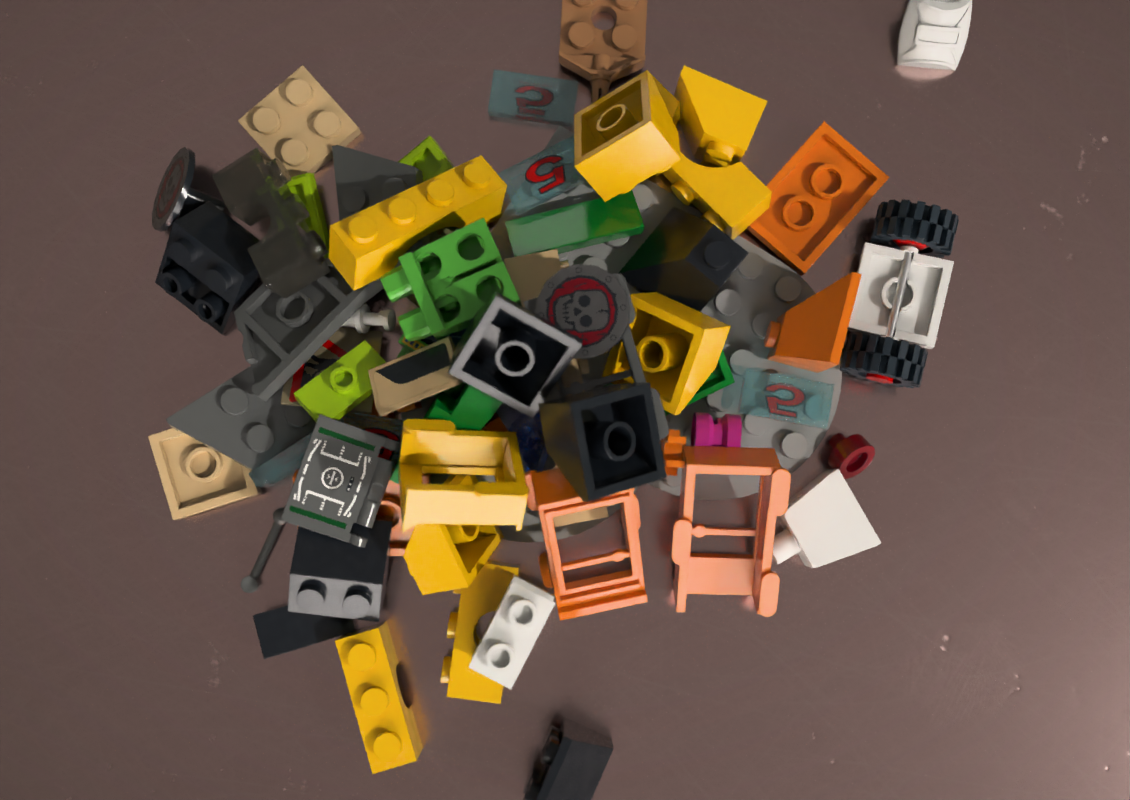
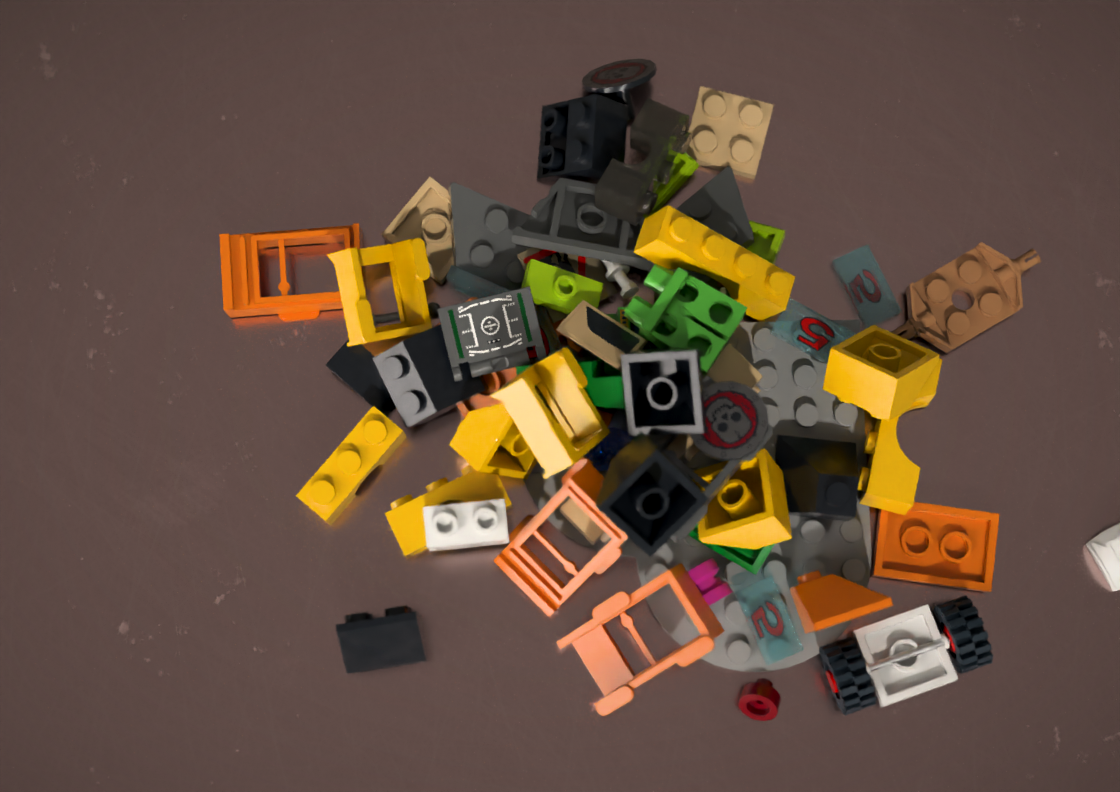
camera: 60 degrees right, 5 degrees down
(123, 686) = (242, 273): none -> orange piece
(226, 518) = (408, 270): none -> yellow piece
(576, 226) = (790, 380): green slope -> none
(672, 452) = (669, 556): orange plate -> none
(716, 117) = (942, 432): yellow slope -> none
(823, 523) = (693, 711): white torso -> none

